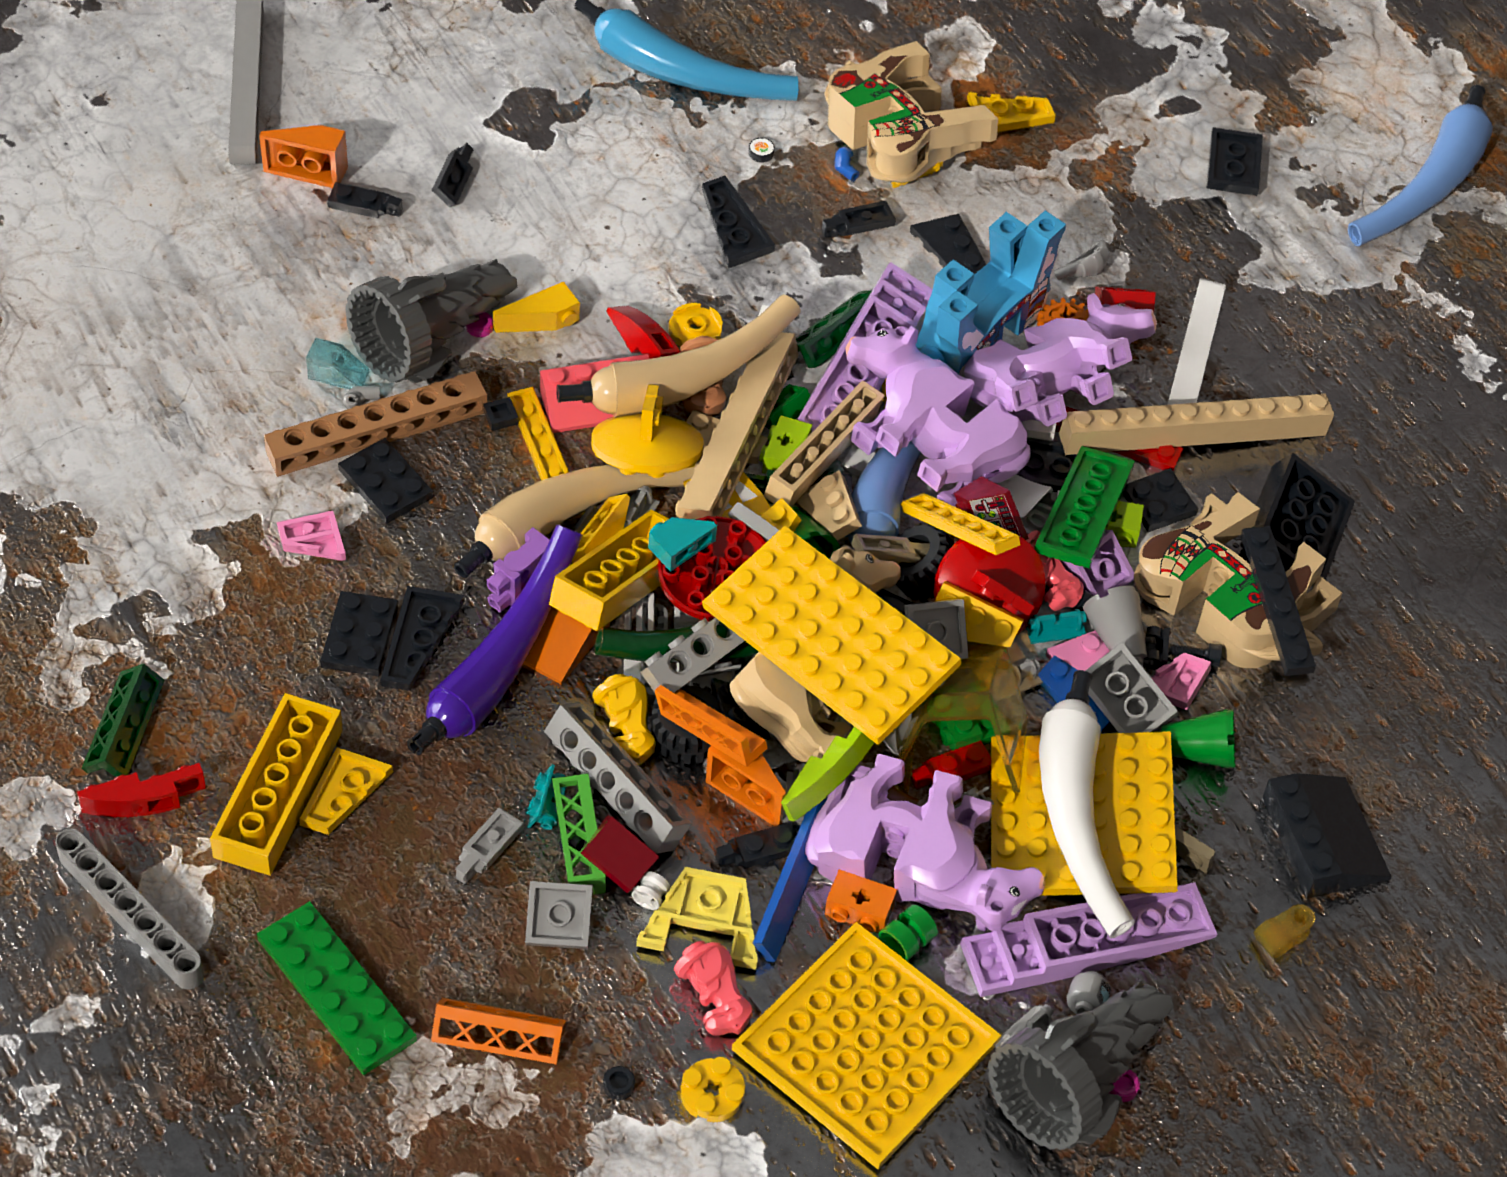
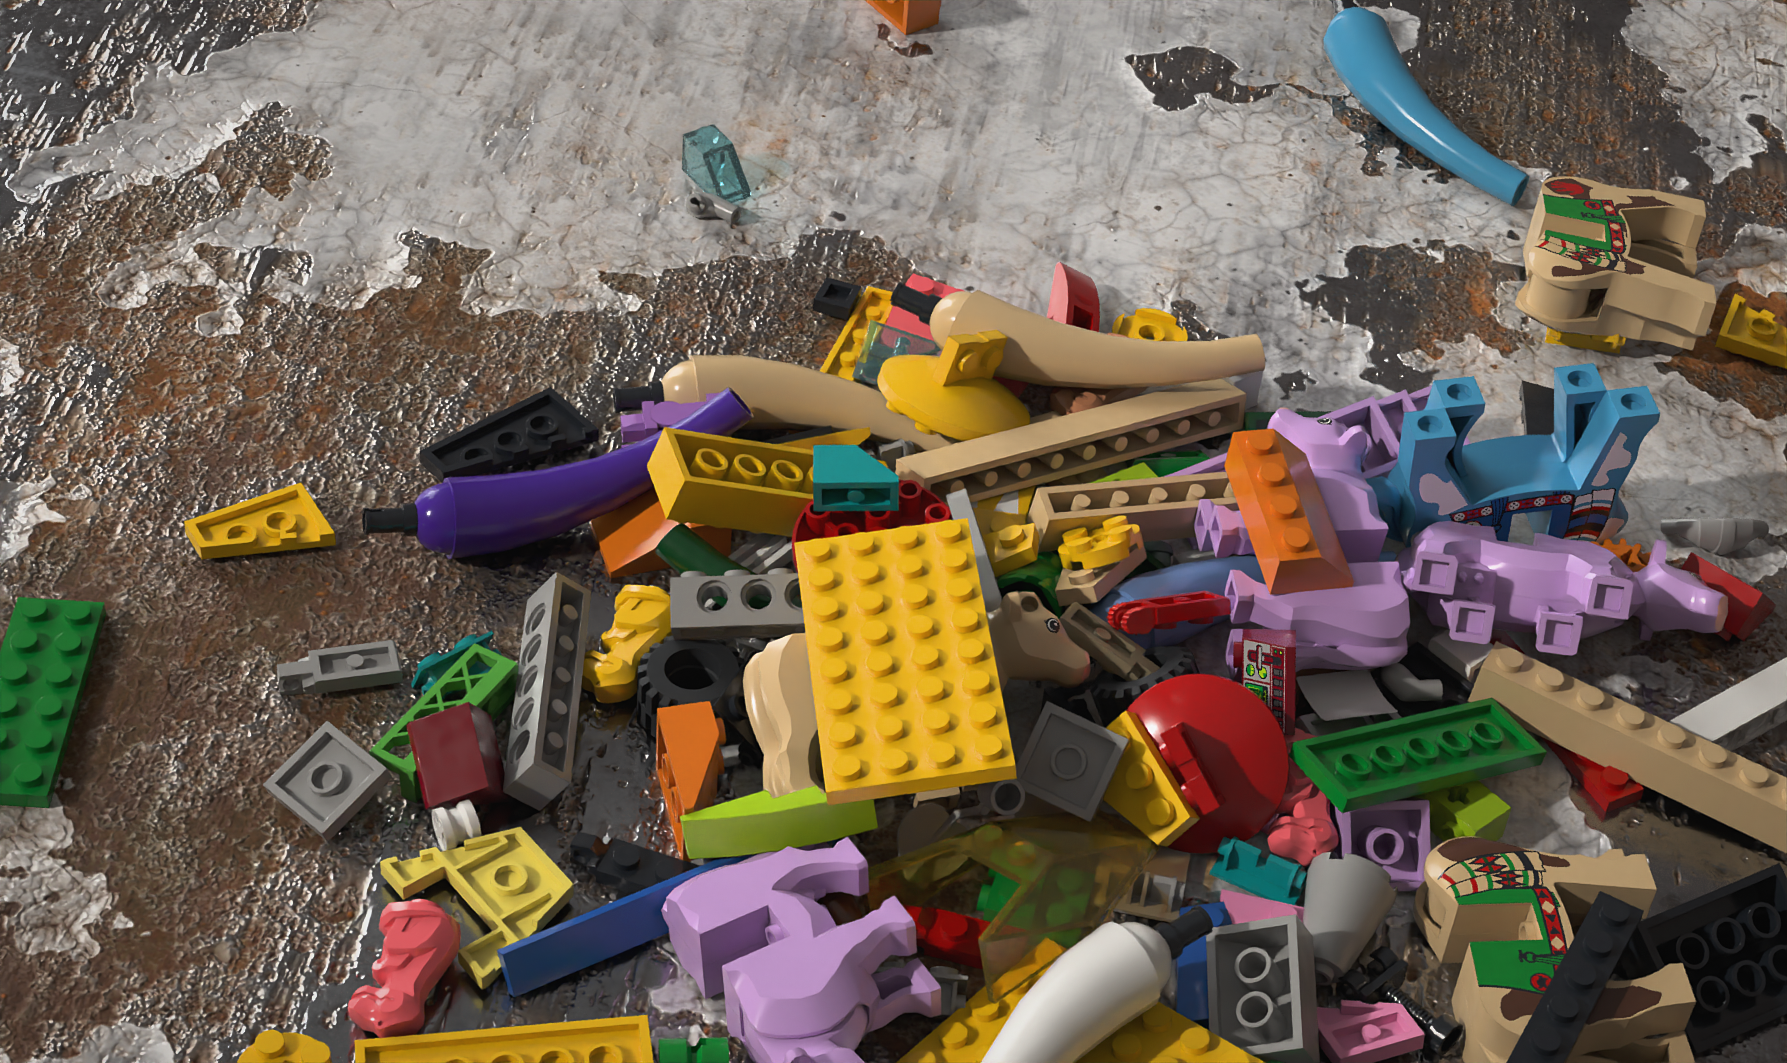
camera: 40 degrees right, 10 degrees down
(127, 717) = (138, 342): dark green fence -> none
(131, 798) = (65, 409): red slope -> none
(276, 784) = (196, 472): yellow brick -> none
(312, 536) = (514, 293): bright pink wing -> none
(359, 633) = (453, 401): black plate -> none
(363, 201) = (916, 54): black hinge -> none
(364, 425) = (695, 234): medium nougat brick -> none
(385, 480) = (649, 292): black plate -> none
(406, 323) = (831, 152): dark grey cone -> none
(454, 175) = (1034, 76): black hinge -> none
(482, 327) = (913, 215): dark pink tile -> none
(498, 1018) = (146, 839): orange fence -> none
(541, 311) = (986, 233): yellow slope -> none
(573, 434) = (886, 342): none -> clear light blue slope
(619, 1083) = (194, 996): black tile -> none
(710, 725) = (684, 685): orange fence -> none
(736, 226) = (1304, 273): black wing -> none
(761, 149) = (1416, 226): tile -> none
(818, 493) = (1100, 545): none -> yellow plate
(843, 166) = (1501, 286): blue arm -> none
(851, 891) = (677, 996): orange brick -> none
(859, 220) = (1460, 343): black hinge -> none
(903, 506) = (1165, 611): none -> red hinge
(924, 411) = (1285, 514): none -> orange slope
(960, 524) = (1210, 660): yellow tile -> none
(1037, 466) = (1407, 686): none -> light grey arm
(1163, 499) = (1553, 820): black plate -> none

